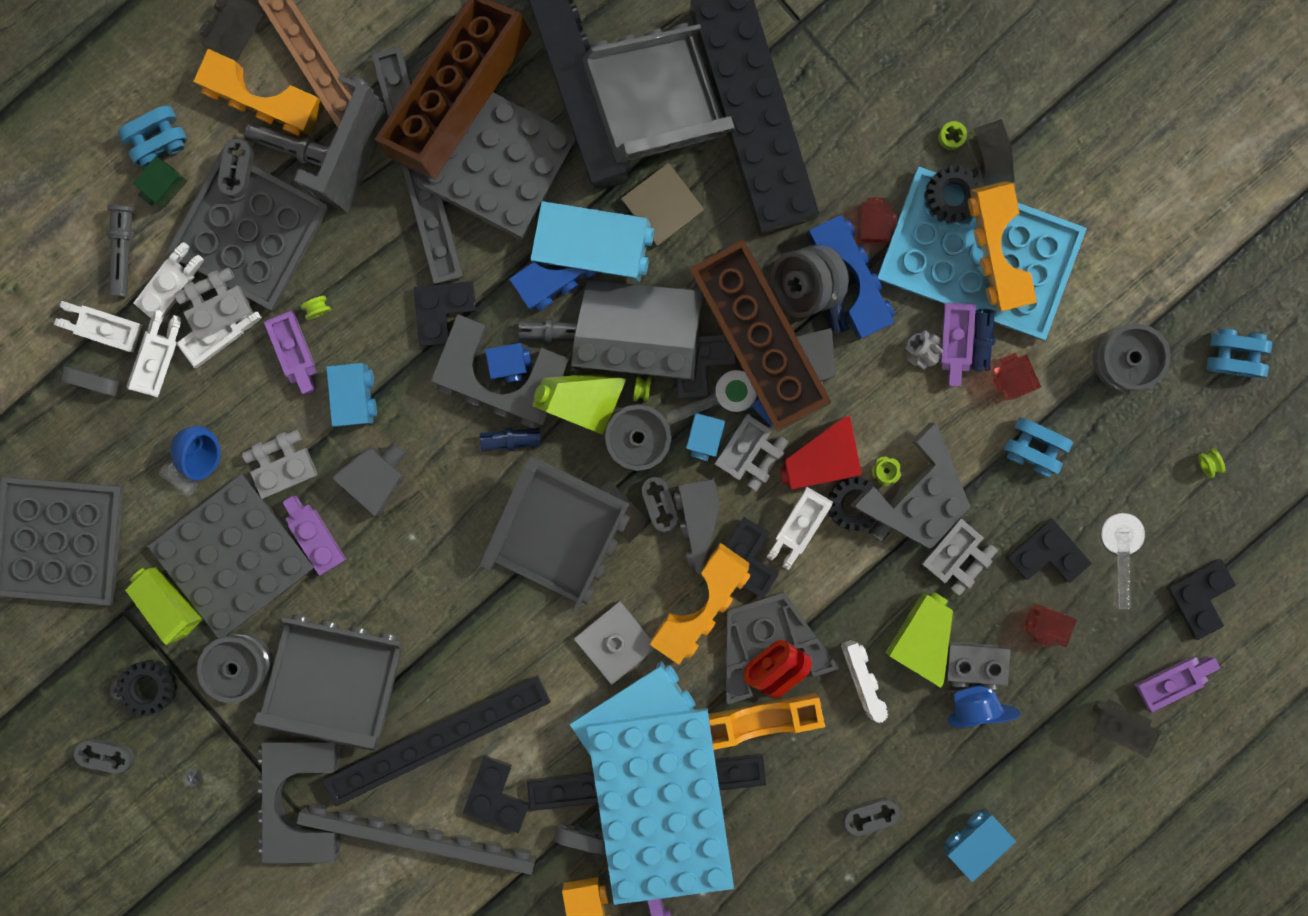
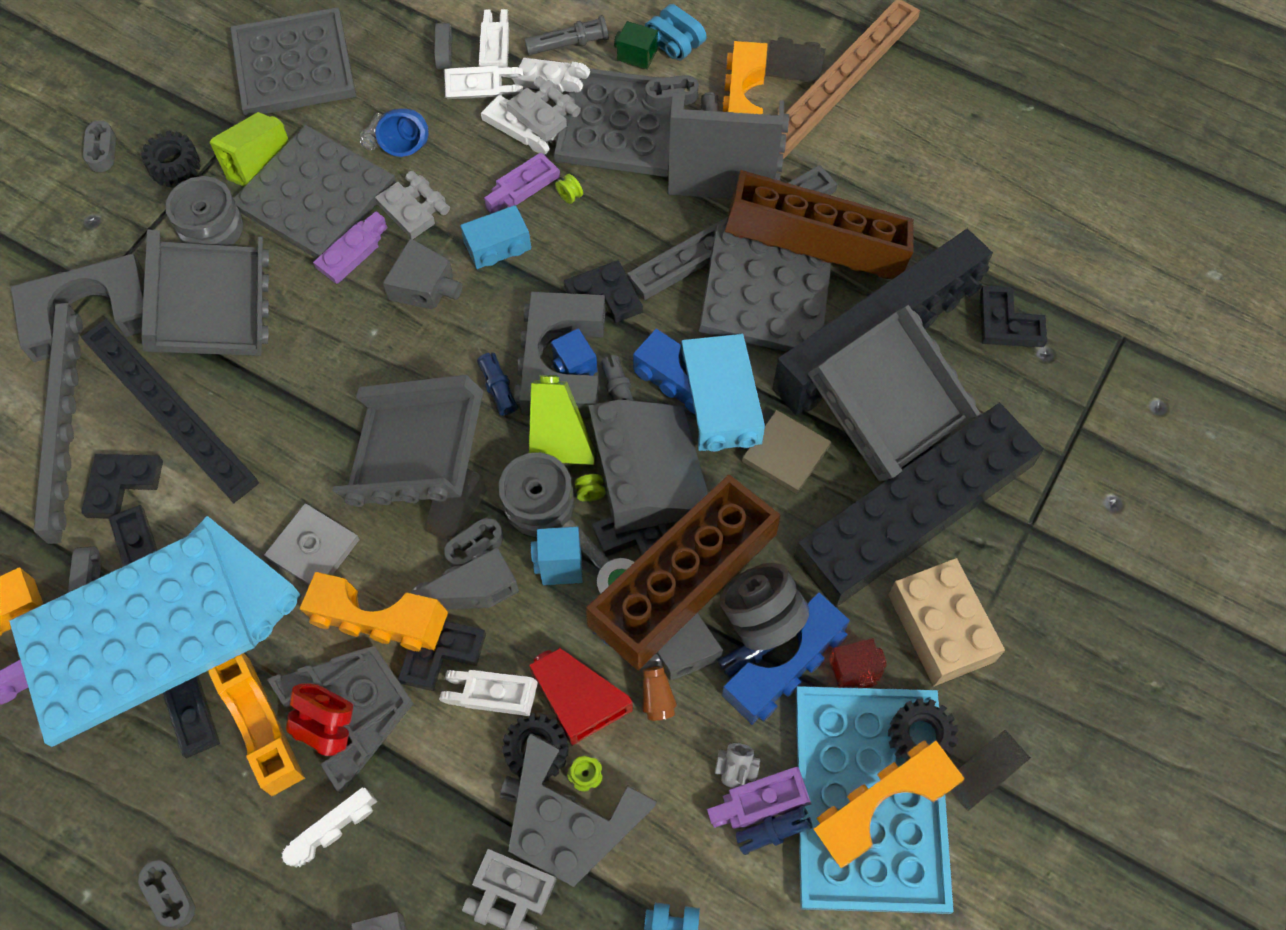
camera: 75 degrees right, 25 degrees down
(743, 448) = (560, 608): light grey plate -> none
(848, 393) = (657, 694): none -> dark orange cone
(865, 134) = (945, 622): none -> tan brick
(925, 638) = (397, 882): lime slope -> none
(953, 126) = (998, 721): lime bush -> none
(1015, 376) = (745, 885): clear red brick -> none

